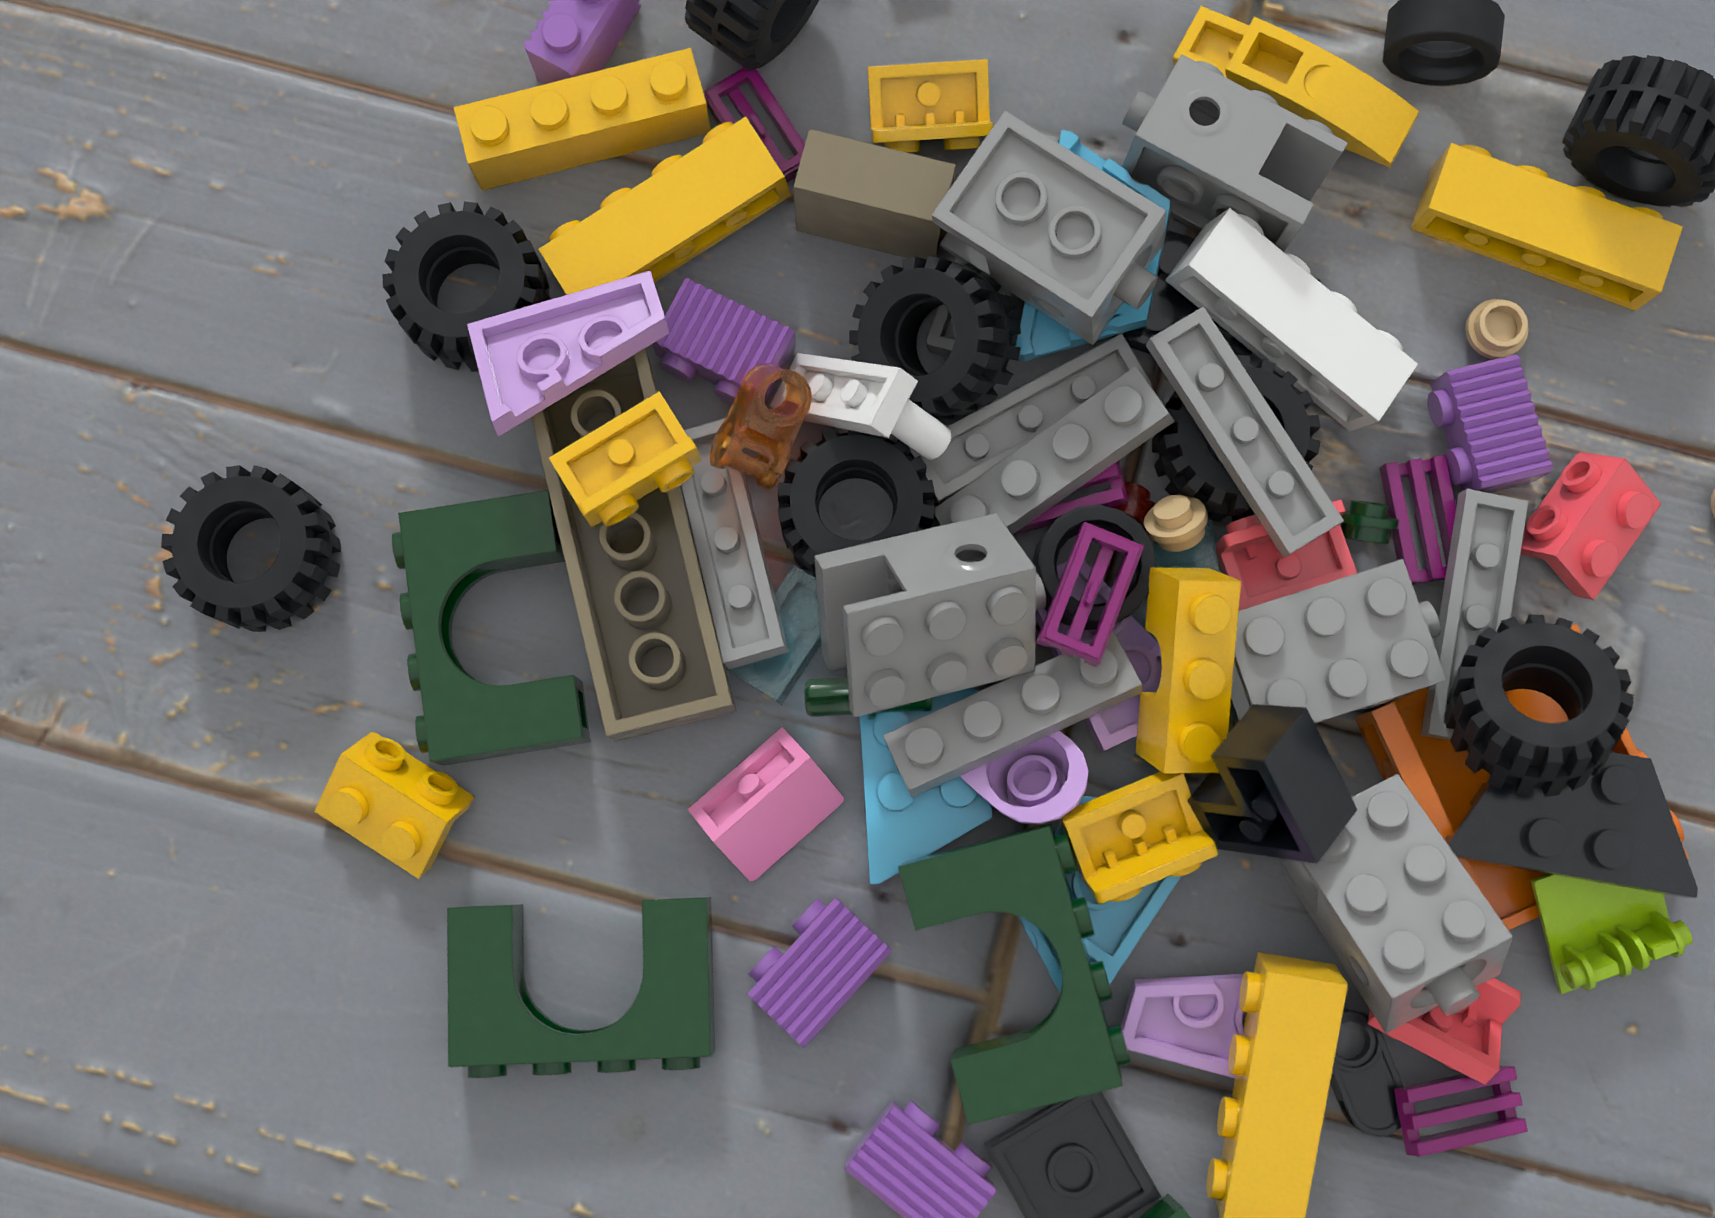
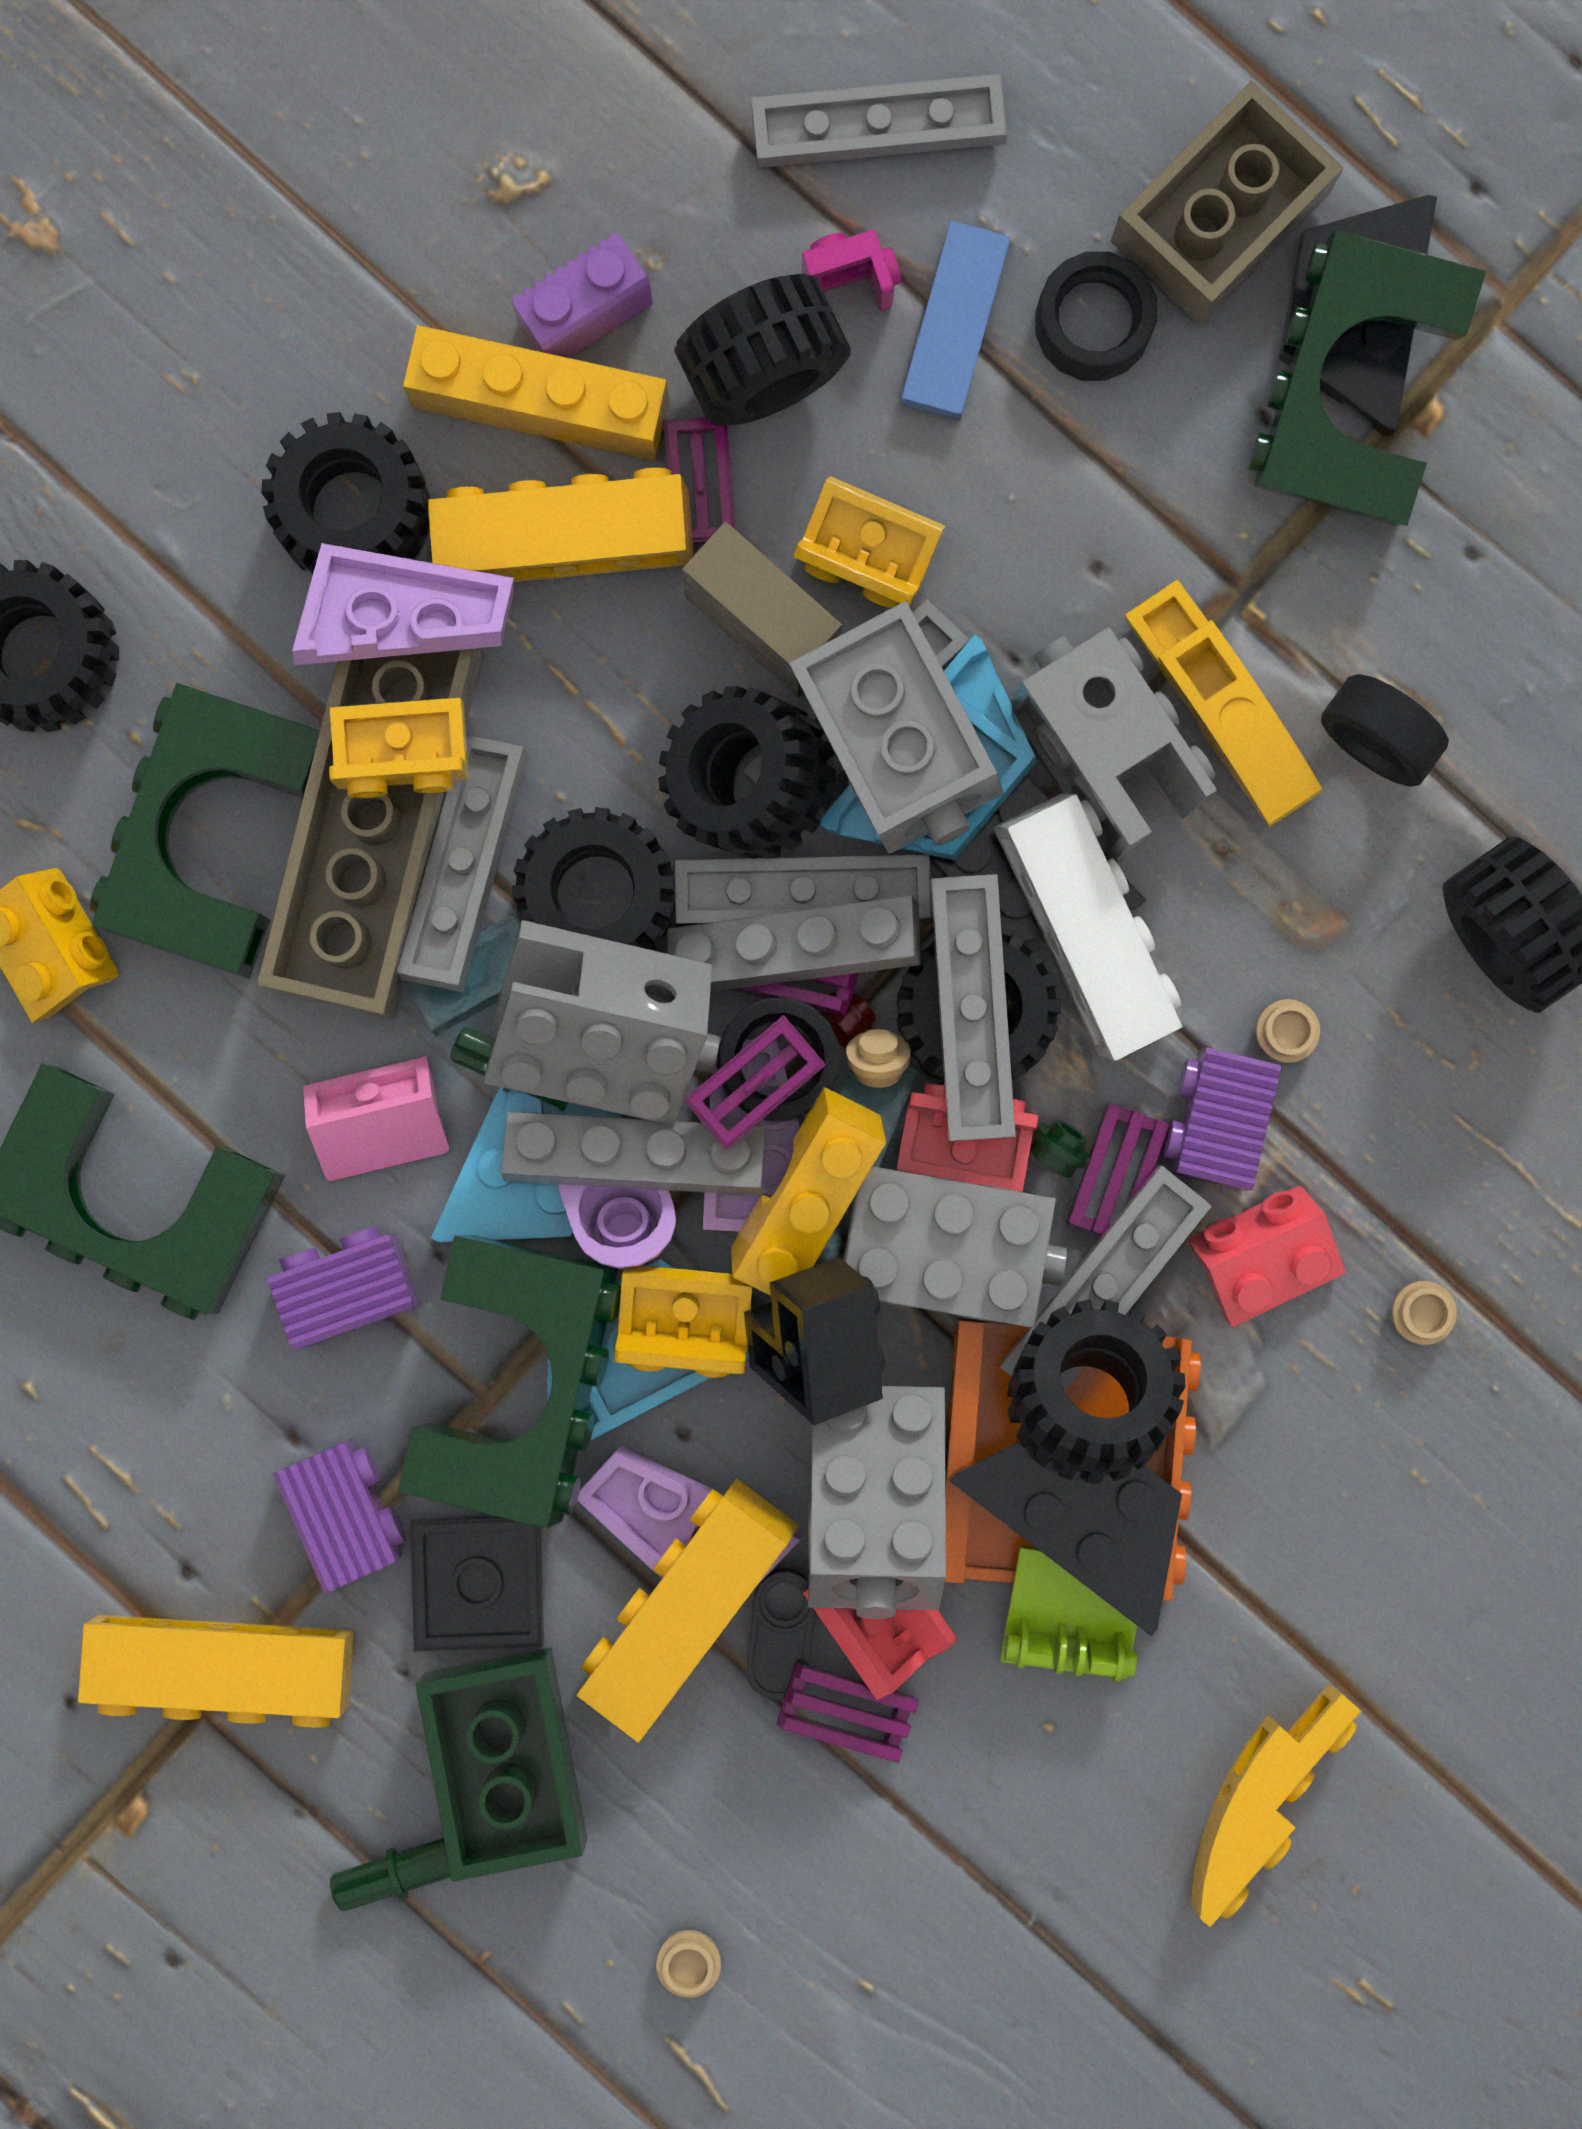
camera: 25 degrees right, 5 degrees up
(720, 340) = (556, 675): medium lavender brick -> none
(761, 429) = (535, 781): clear orange piece -> none
(867, 401) = (644, 799): white piece -> none
(1547, 226) = (1386, 958): yellow brick -> none

